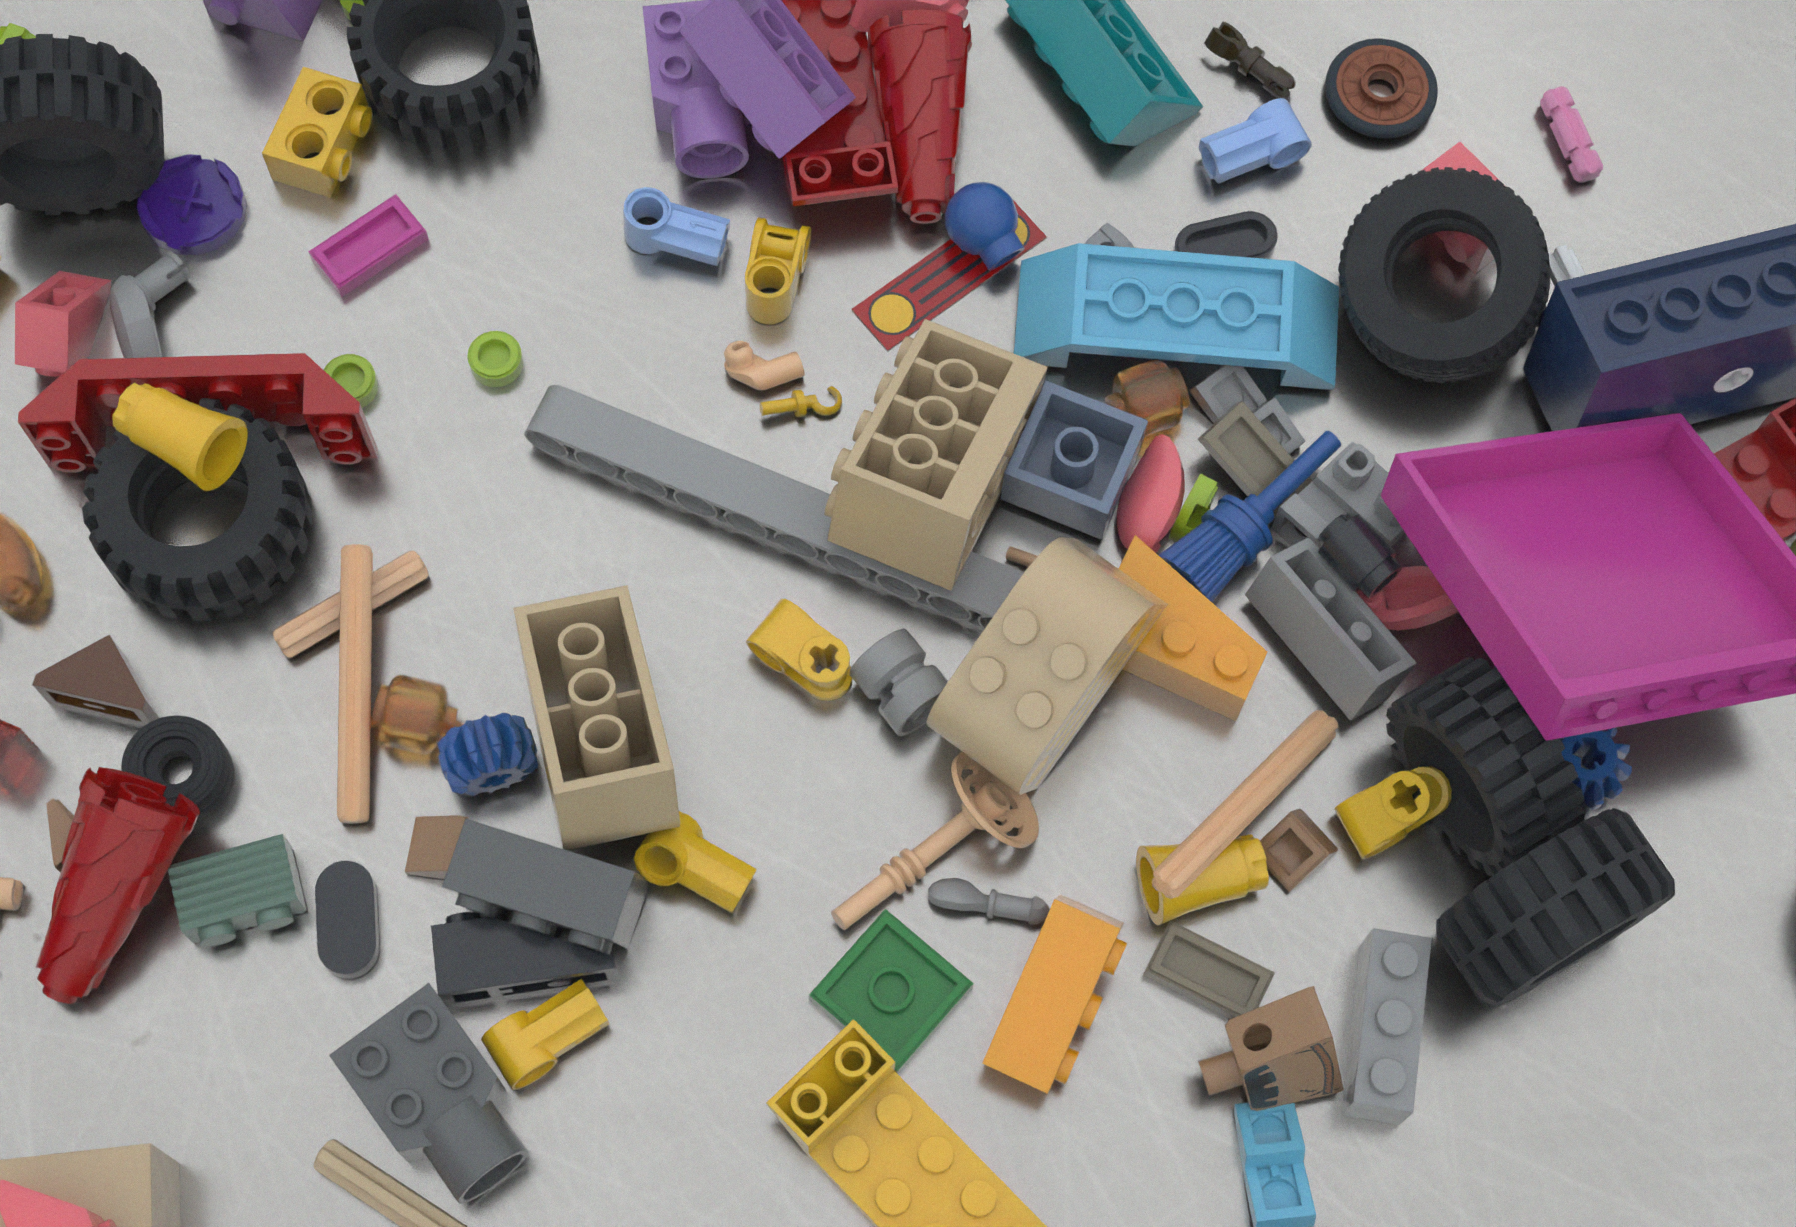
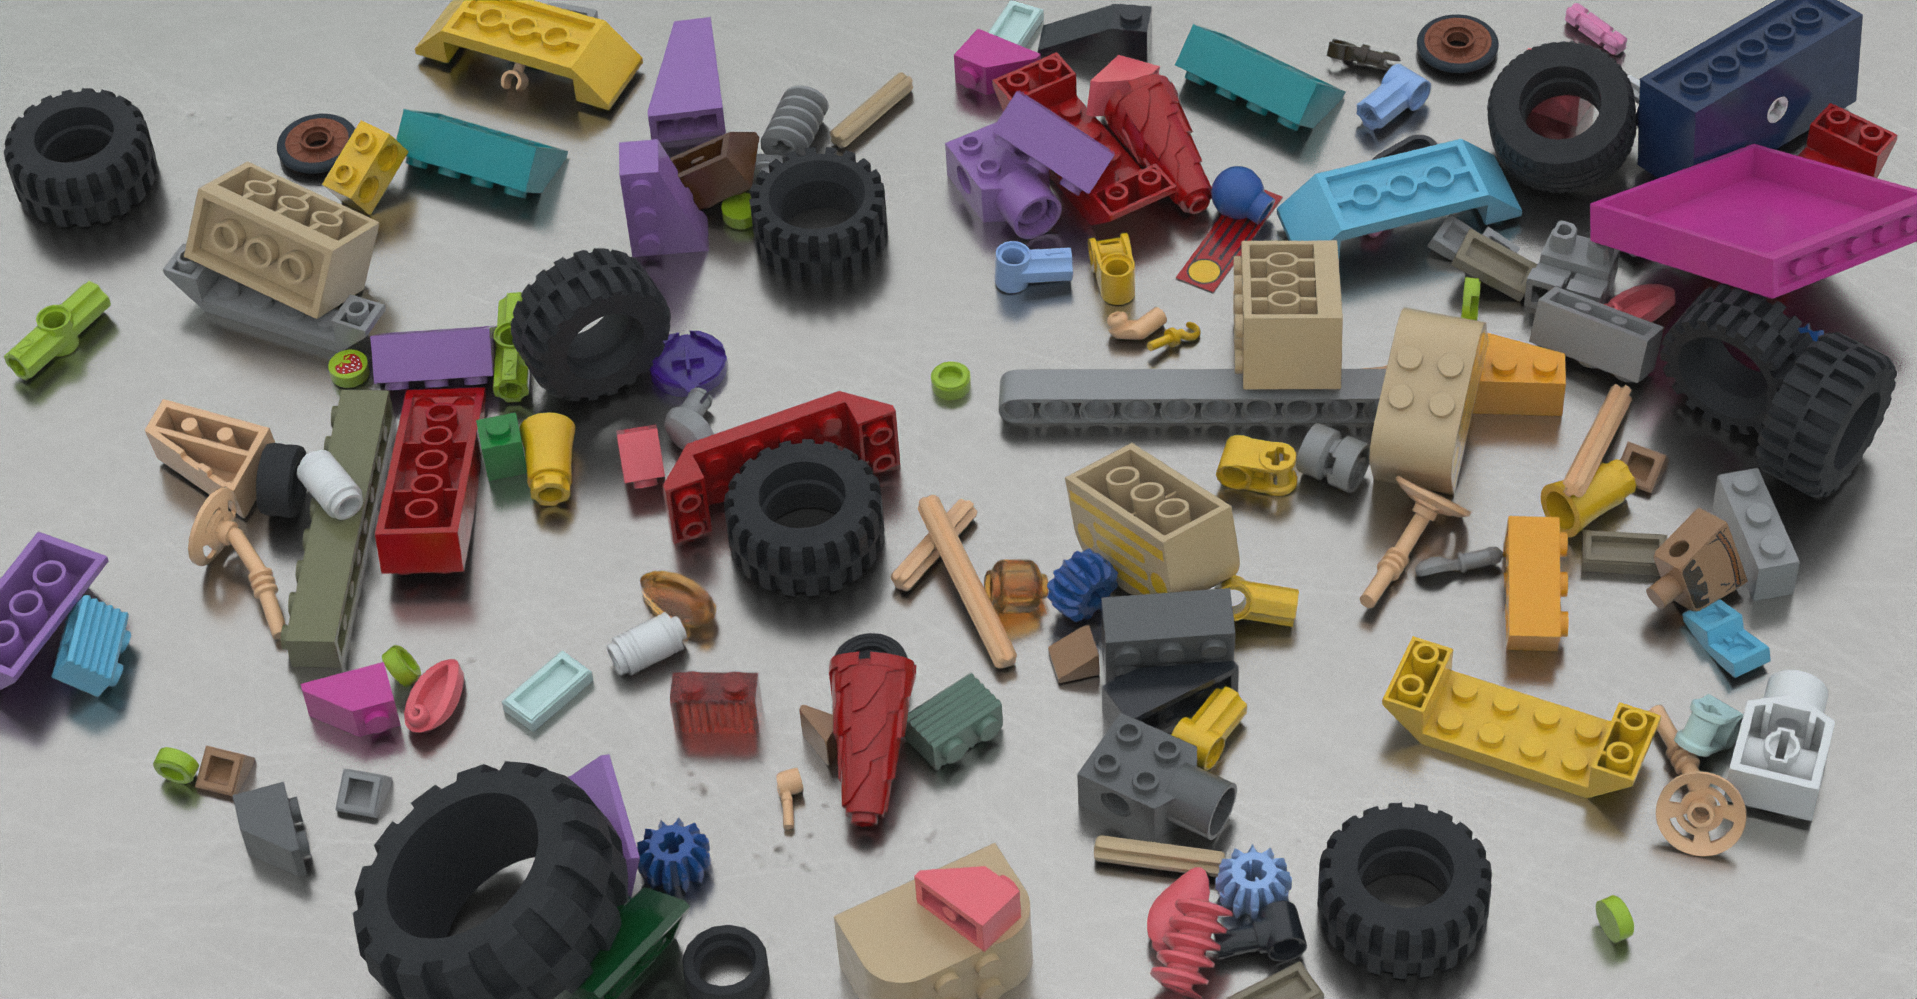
camera: 15 degrees left, 20 degrees down
(97, 682) = (791, 642): reddish brown slope -> none
(183, 434) = (785, 454): yellow plant -> none
(306, 130) = (756, 291): yellow brick -> none
(347, 919) = (1035, 718): black tile -> none
(368, 245) = (825, 346): dark pink tile -> none
(892, 988) = (1424, 618): green tile -> none
(1073, 459) = (1374, 295): sand blue brick -> none
(1151, 393) = (1405, 254): clear orange head -> none
(1152, 495) = (1437, 294): coral arm -> none
(1239, 528) = (1506, 299): blue piece -> none
(1358, 554) = (1594, 279): black brick -> none
(1388, 811) = (1688, 419): yellow piece -> none

